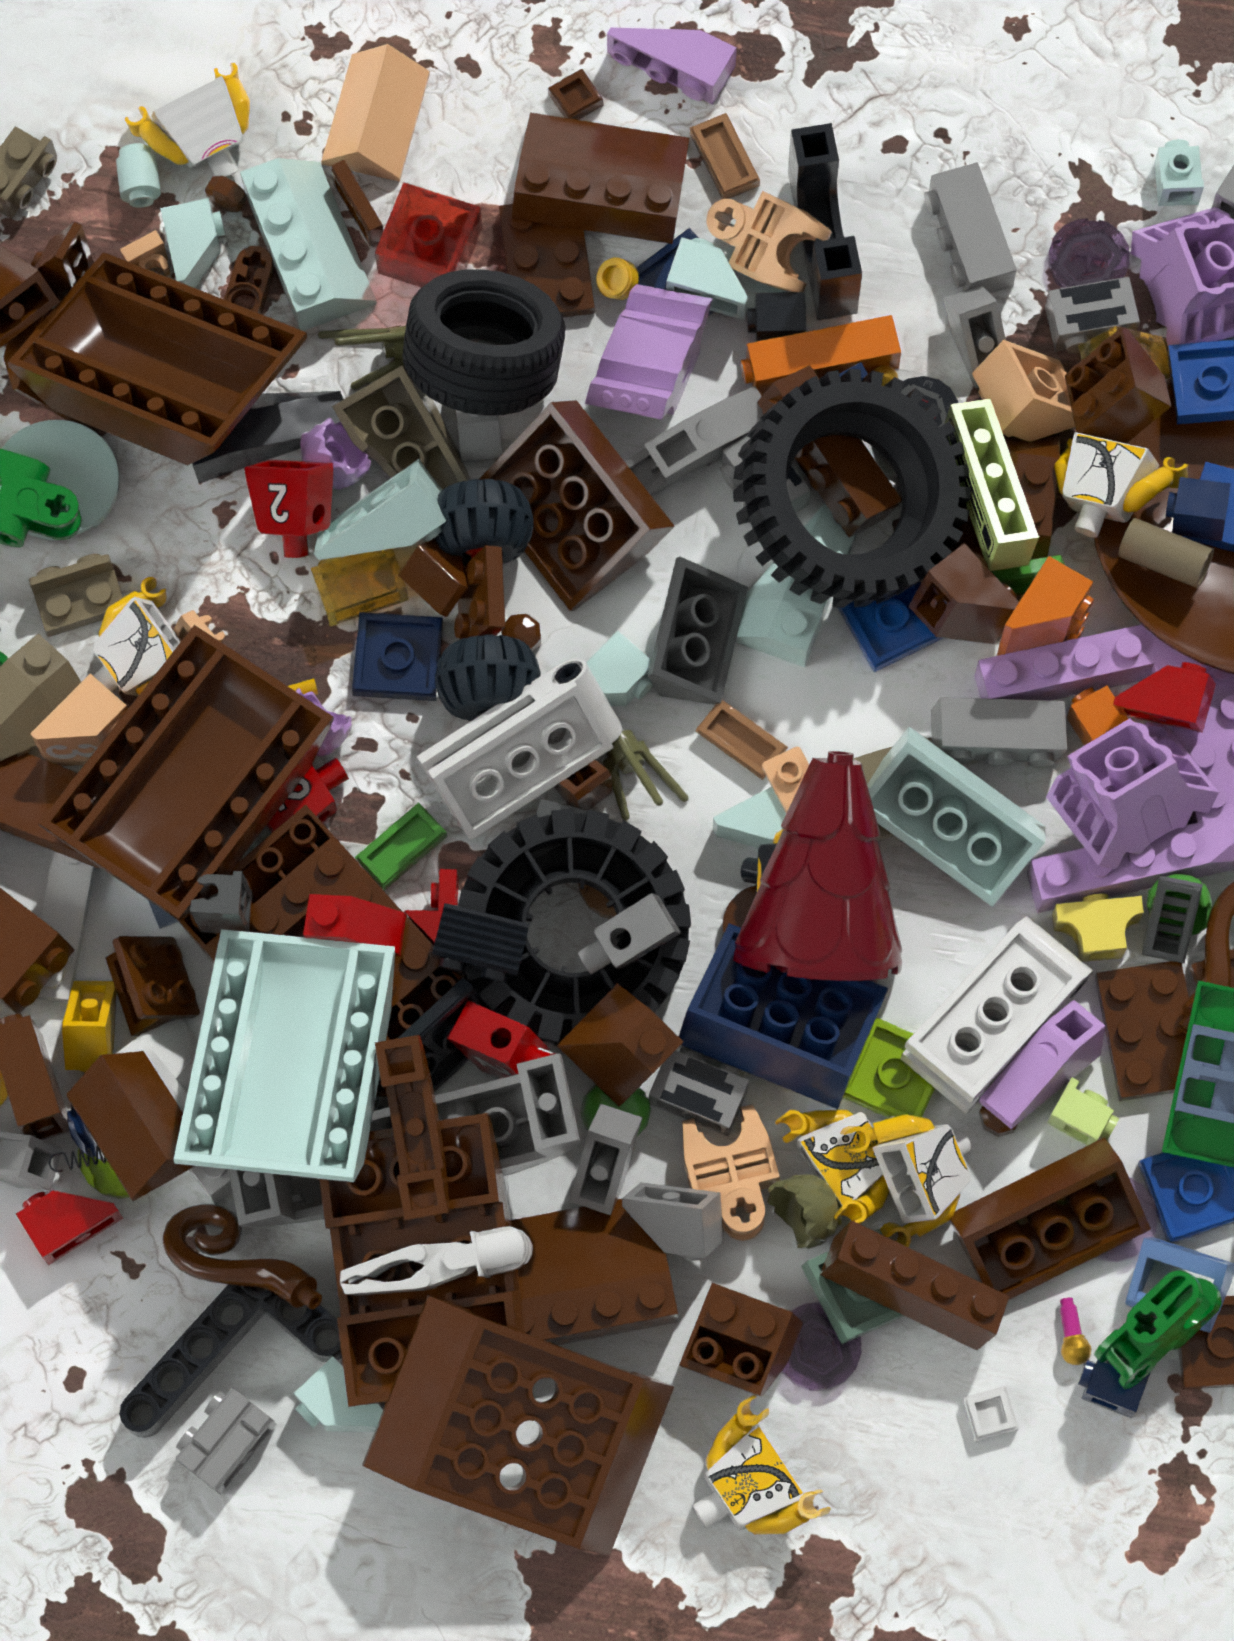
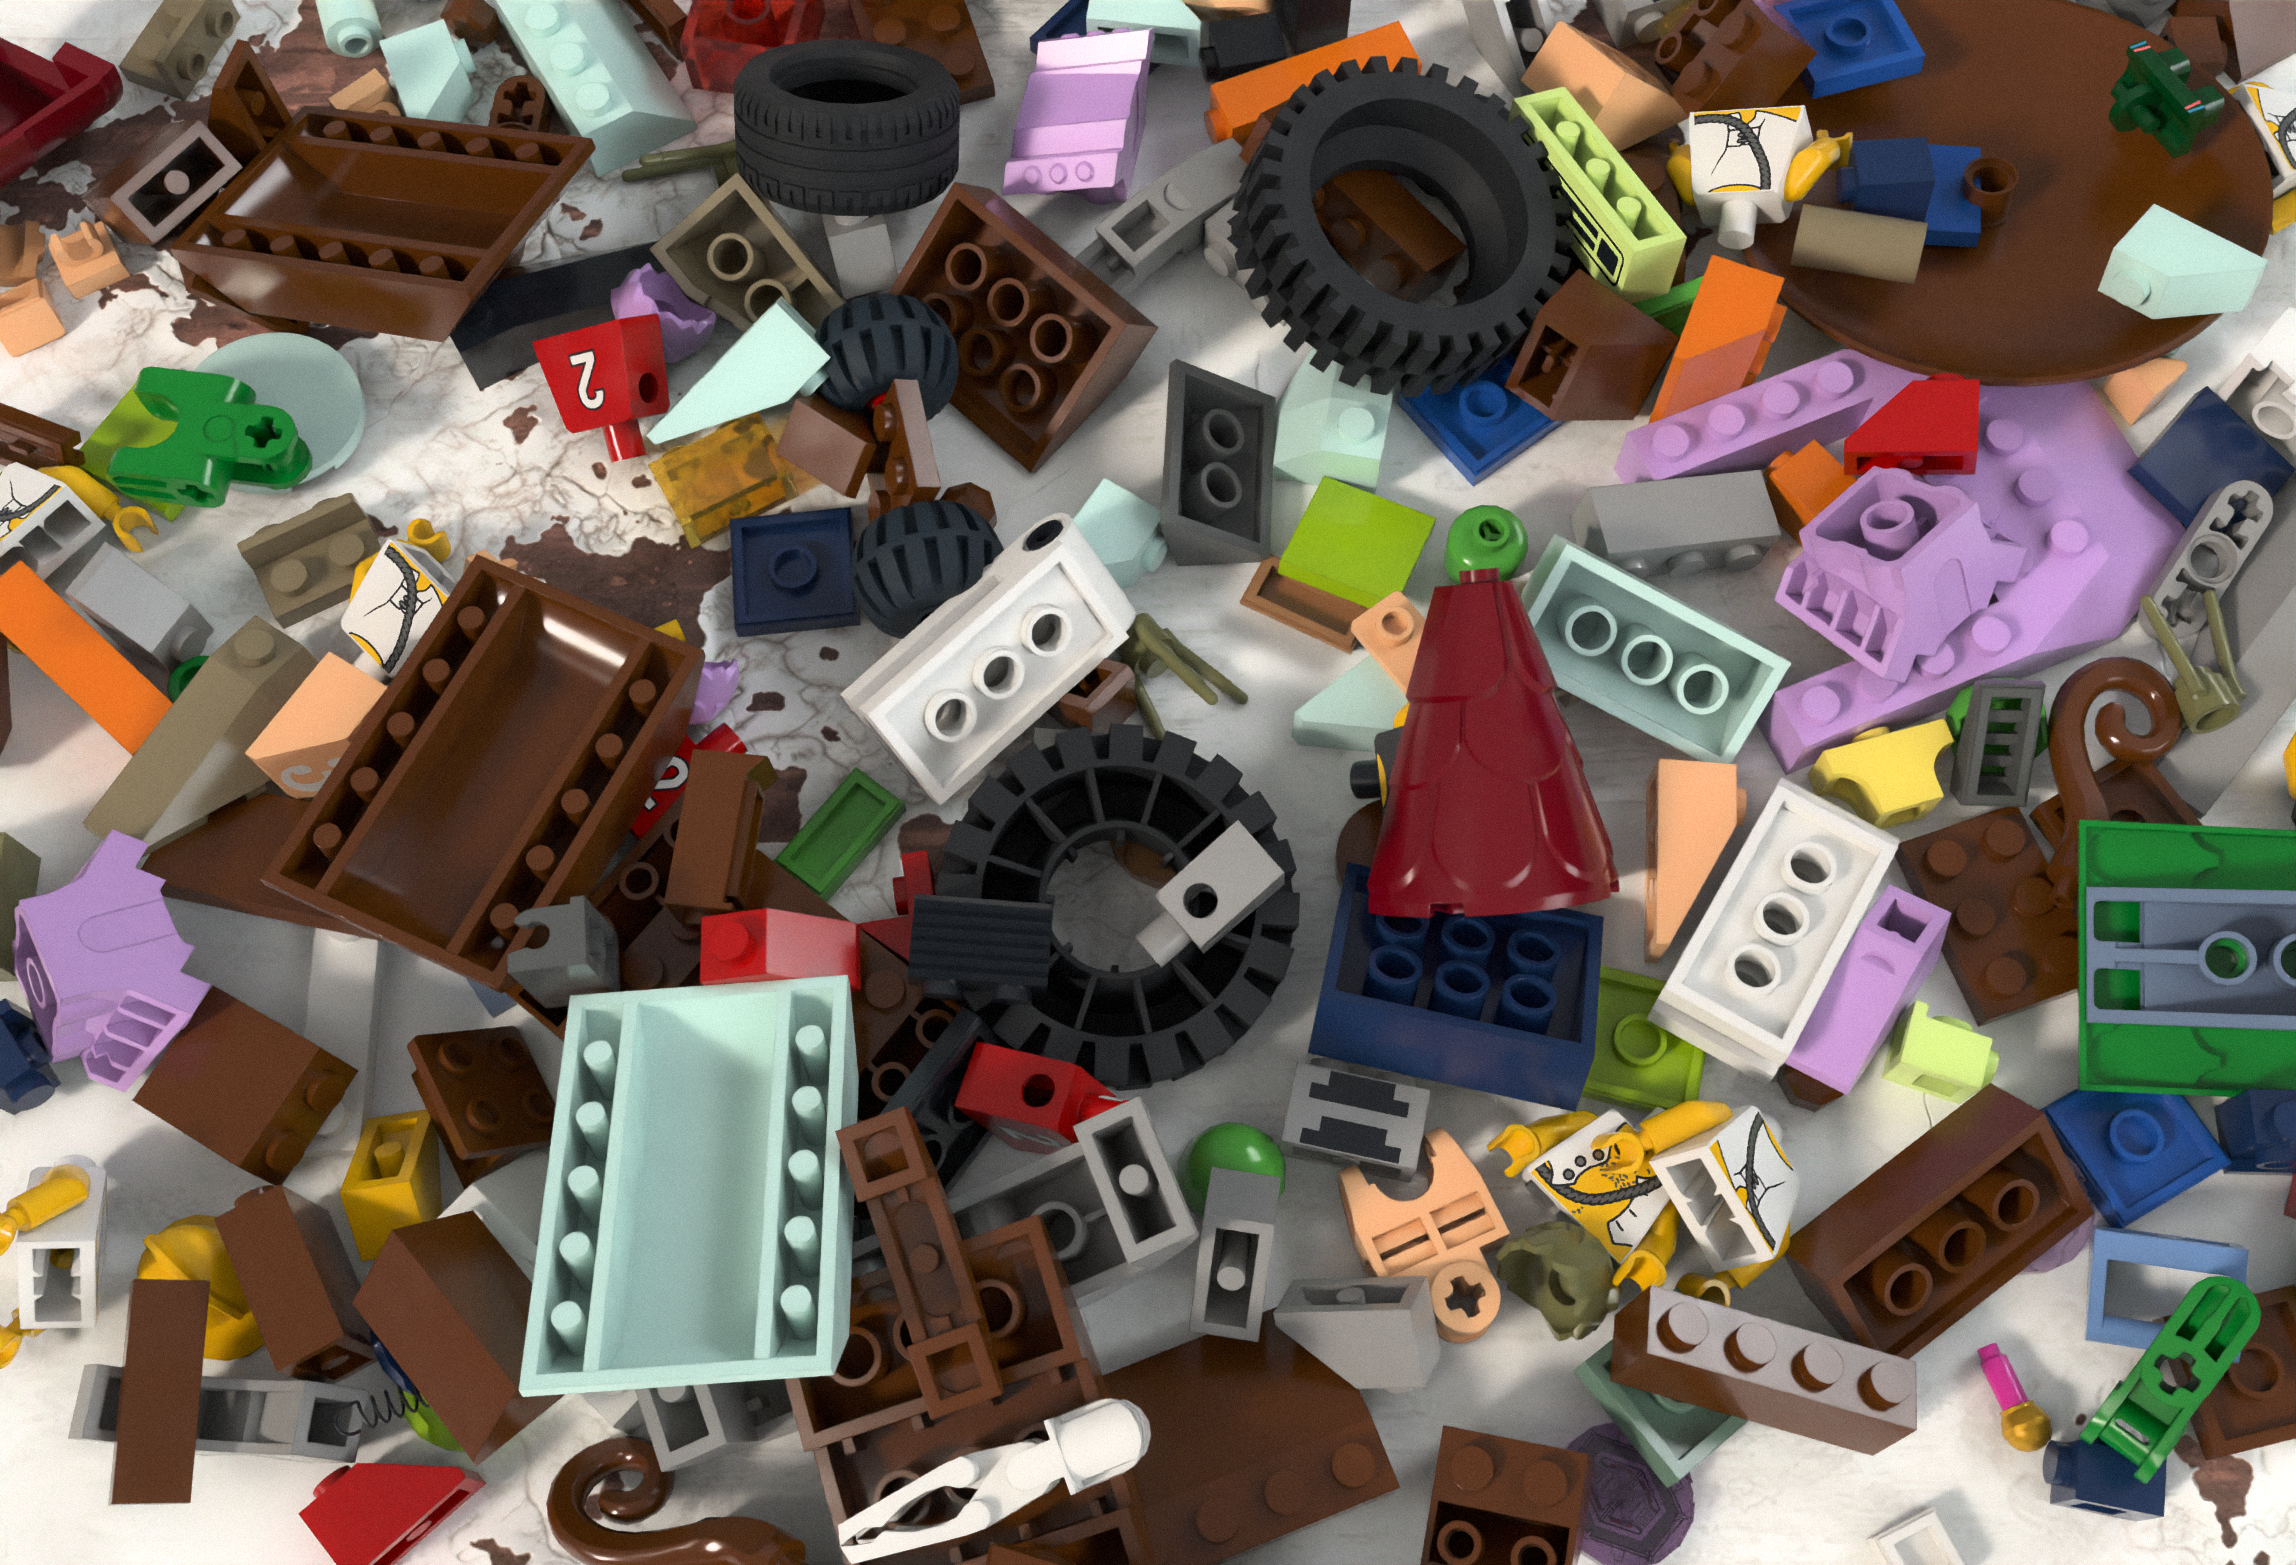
camera: 10 degrees left, 5 degrees down
(325, 842) = (717, 835): none -> reddish brown window
(616, 278) = (1015, 42): yellow tile -> none
(619, 1044) = (1226, 1069): reddish brown slope -> none
(782, 704) = (1356, 544): none -> lime tile
(854, 726) = (1485, 540): none -> bright green head
(957, 944) = (1688, 823): none -> light nougat slope

